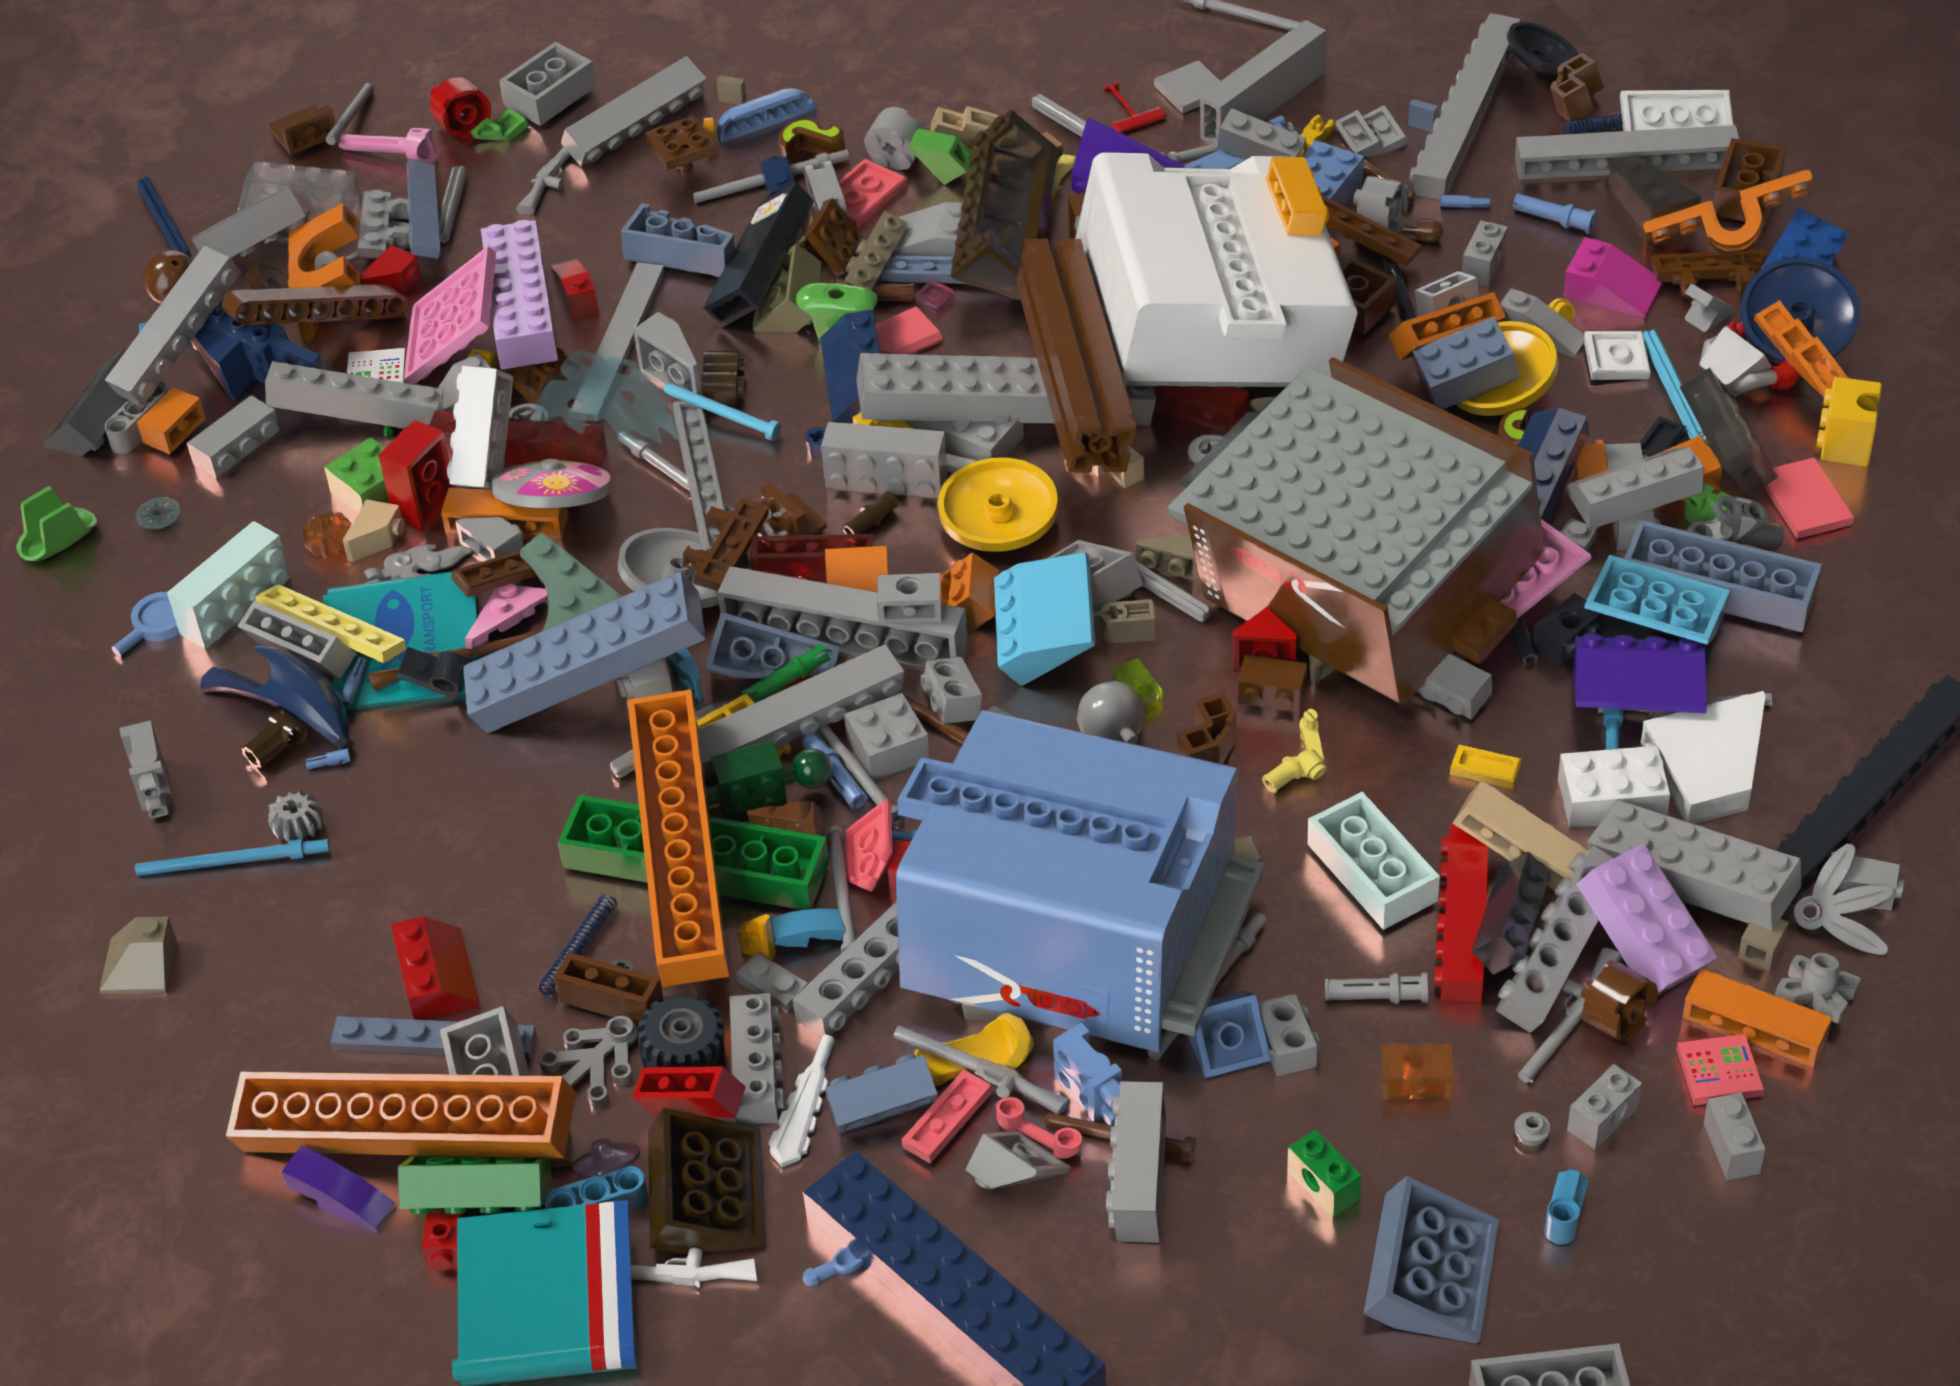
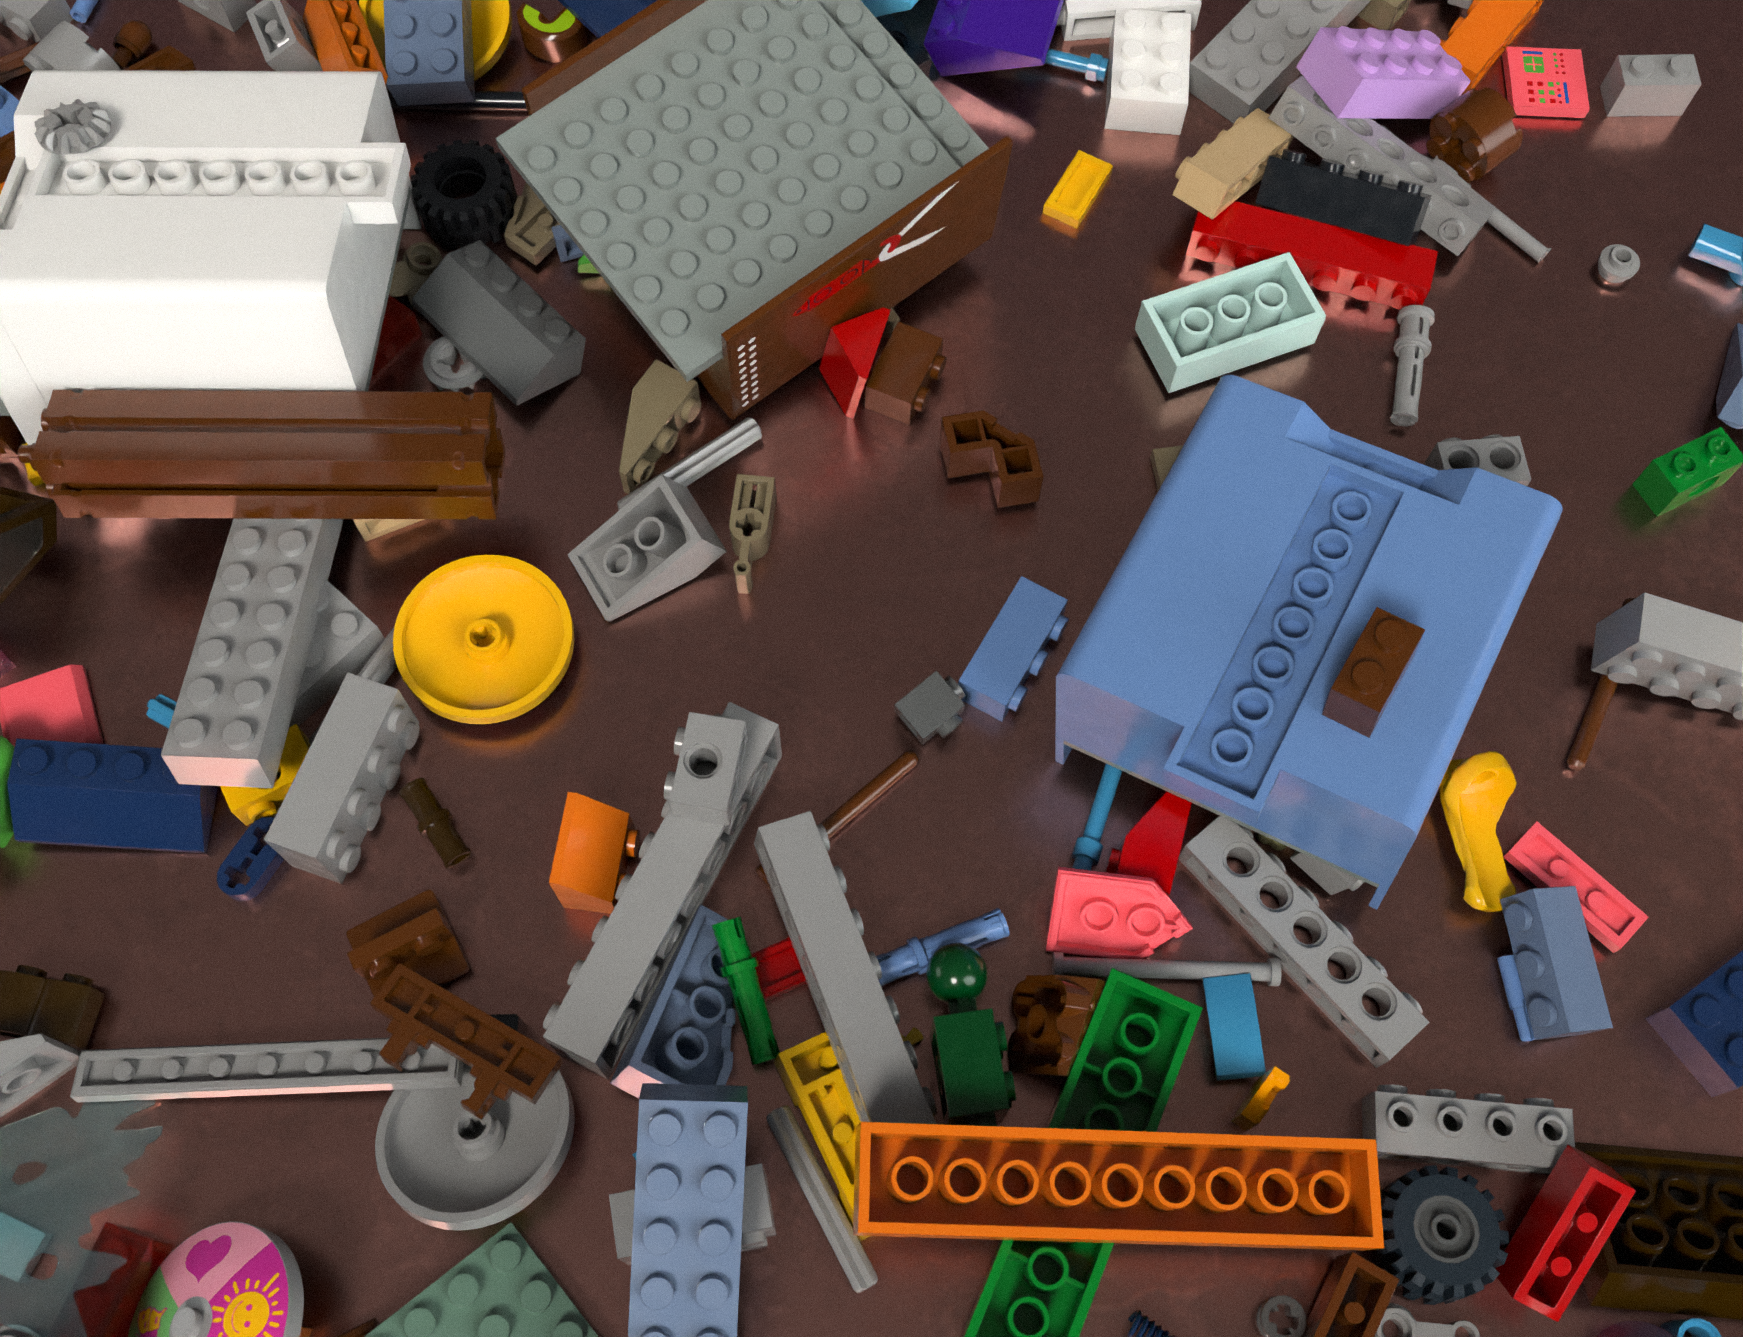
camera: 85 degrees left, 20 degrees up
(644, 451) = (159, 1163): light grey bar -> none
(767, 977) = (1316, 1090): light grey plate -> none
(770, 429) = (120, 1018): medium azure bar -> none
(798, 1121) = (1593, 1099): white sword -> none
(800, 554) = (513, 918): clear red brick -> none
(858, 771) = (1037, 878): light grey bar -> none
(886, 736) = (900, 862): light grey brick -> none
(951, 690) = (832, 748): light grey brick -> none
(971, 587) = (640, 716): orange slope -> none
(997, 828) = (1373, 672): none -> reddish brown brick
(997, 1074) = (1525, 796): light grey piece -> none
(1010, 1116) = (1623, 751): coral bar -> none
(1011, 1160) = (1663, 810): light grey slope -> none
(1043, 615) = (736, 607): medium azure slope -> none
(1086, 1073) = (1527, 706): medium blue hips -> none
(1112, 712) = (933, 563): light grey piece -> none
(1141, 681) = (855, 533): clear neon green piece -> none
(1251, 185) = (62, 134): none -> light grey gear
(1296, 196) = (139, 74): light orange brick -> none
(1307, 764) = (1043, 360): light yellow pin -> none
(1416, 1071) = (1540, 351): clear orange brick -> none
(1604, 1106) = (1605, 186): light grey brick -> none

